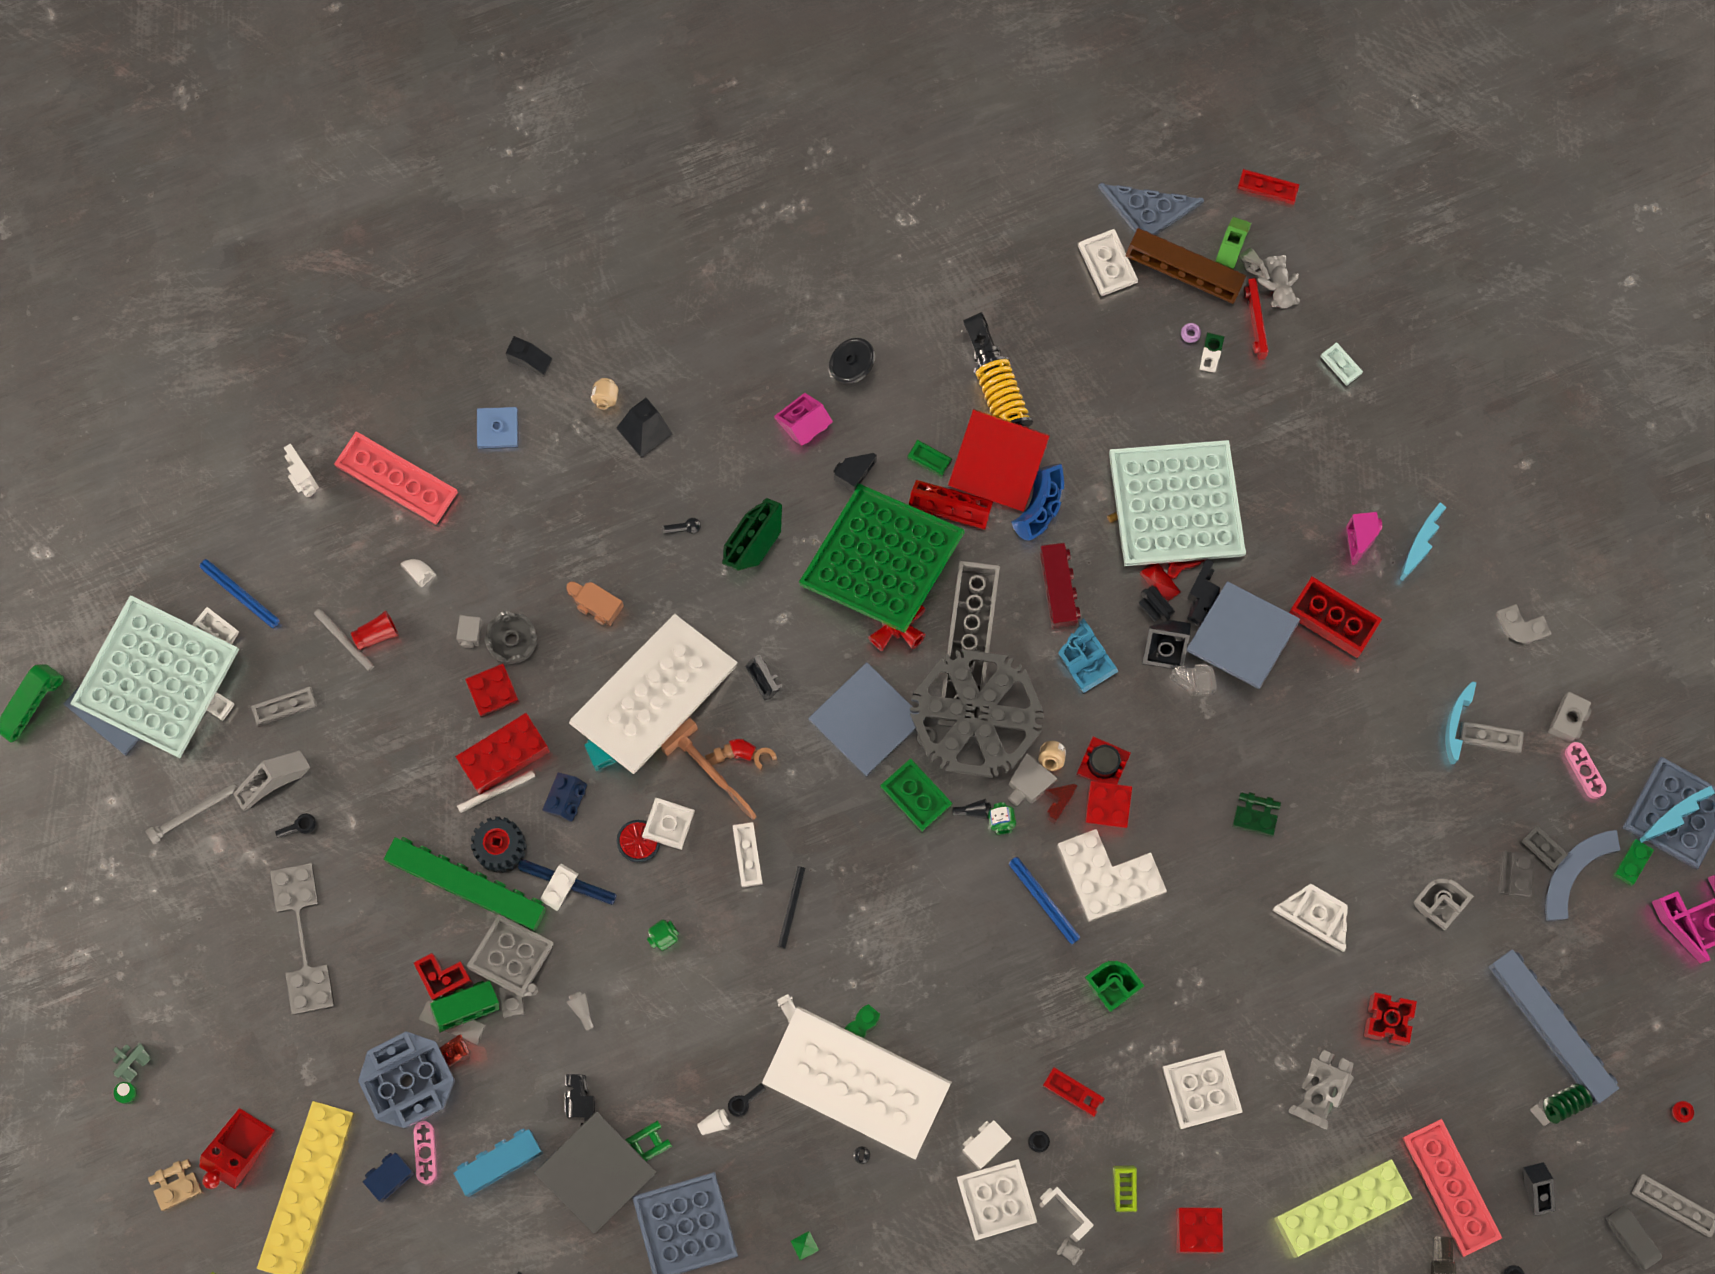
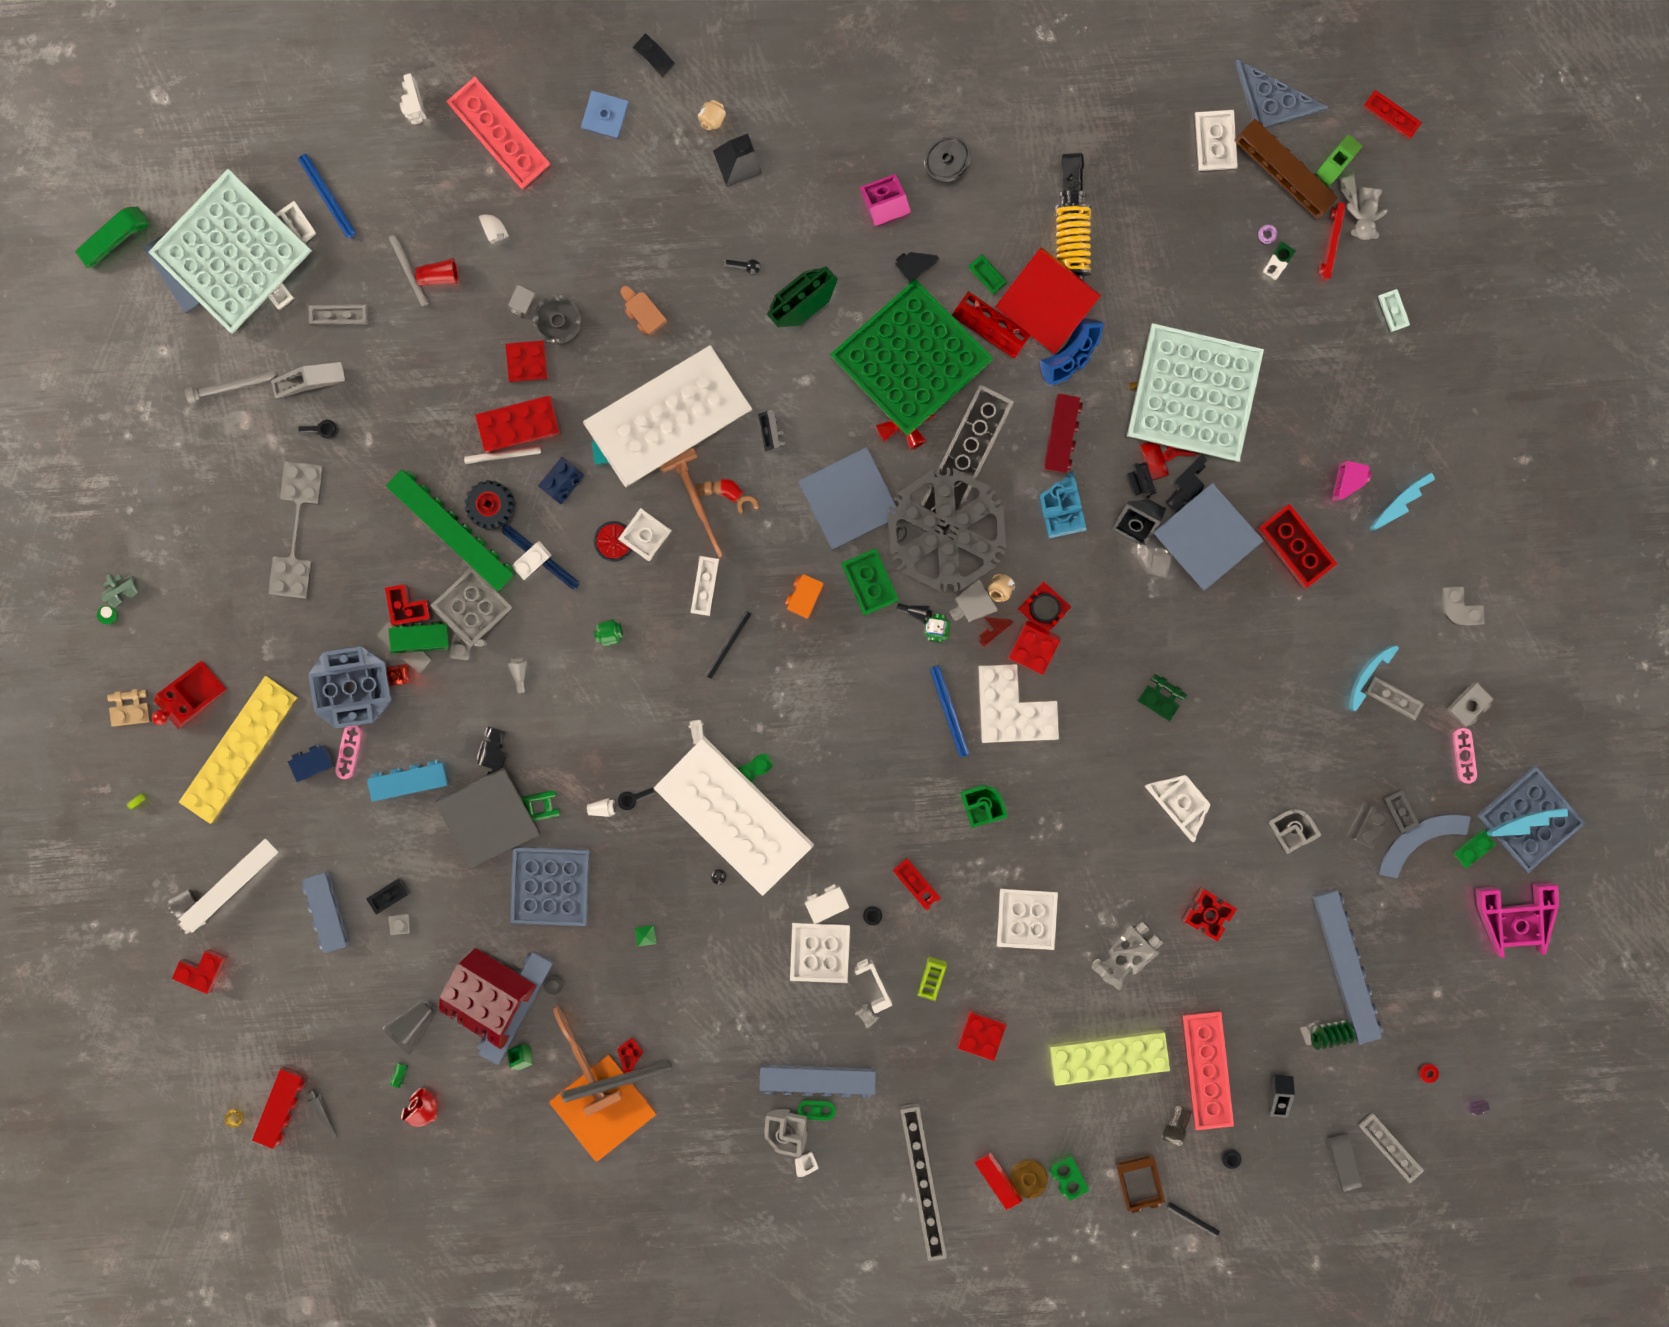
camera: 20 degrees right, 15 degrees up
(854, 830) = (805, 595): none -> orange brick

